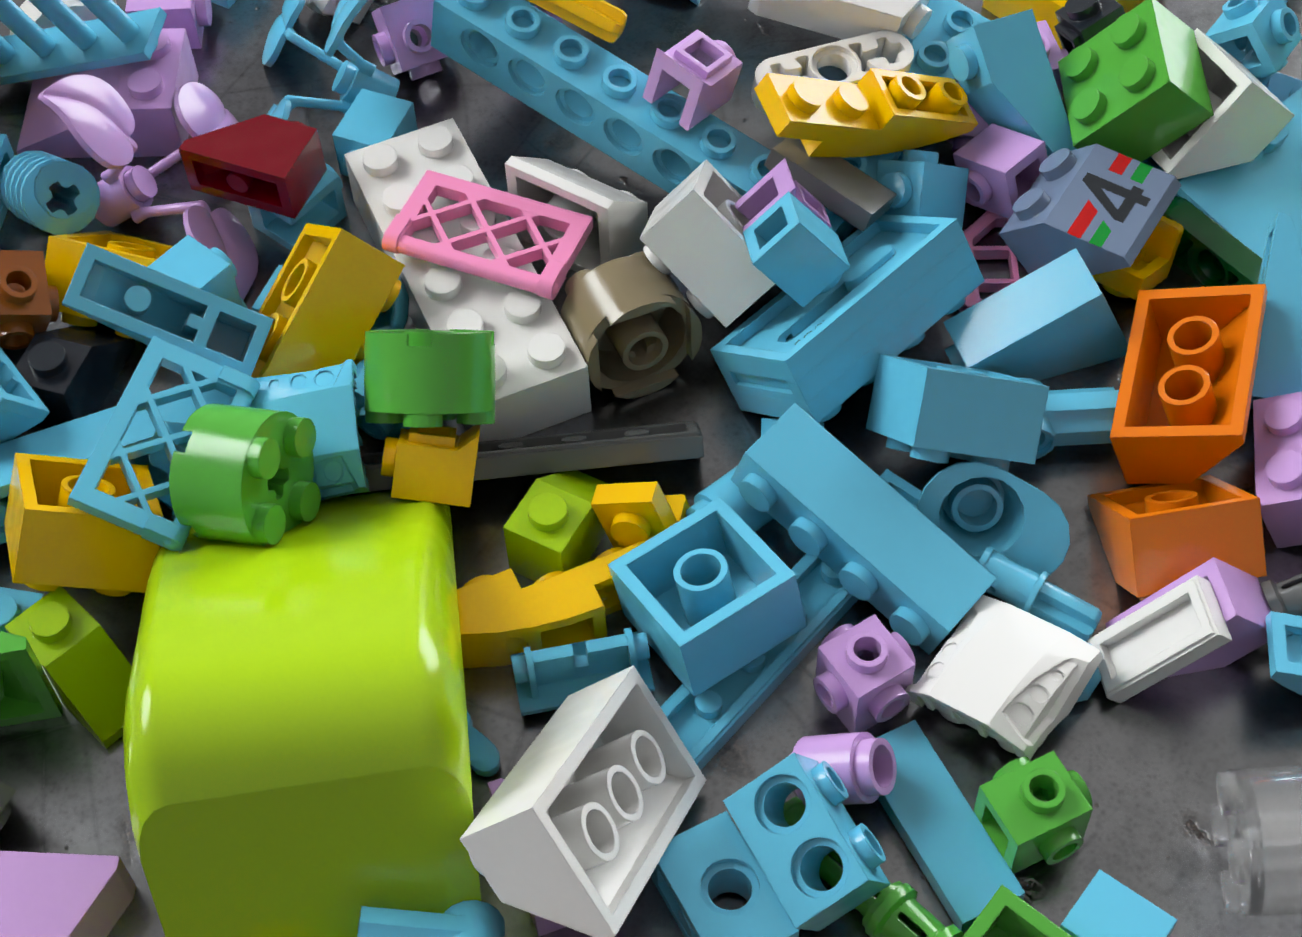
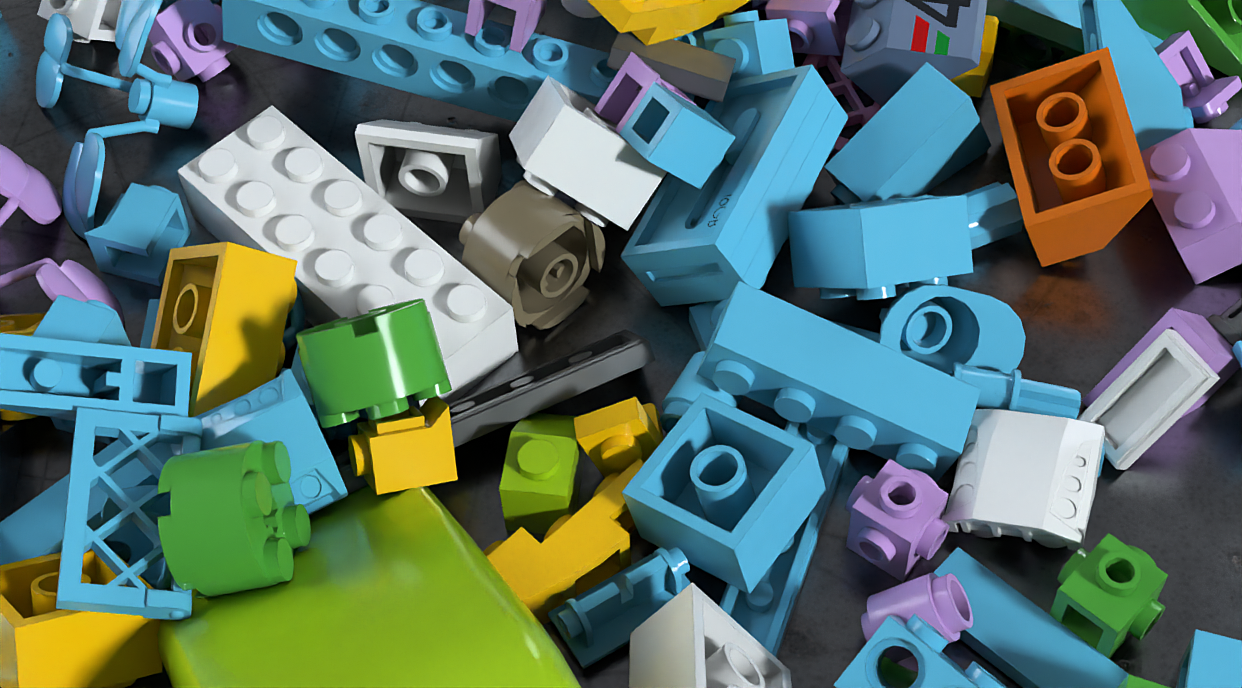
camera: 20 degrees left, 0 degrees up
(257, 163) = (93, 204): dark red slope -> none
(372, 120) = (186, 133): medium azure brick -> none
(473, 199) = (334, 176): bright pink window -> none
(1170, 529) = (1112, 297): orange slope -> none

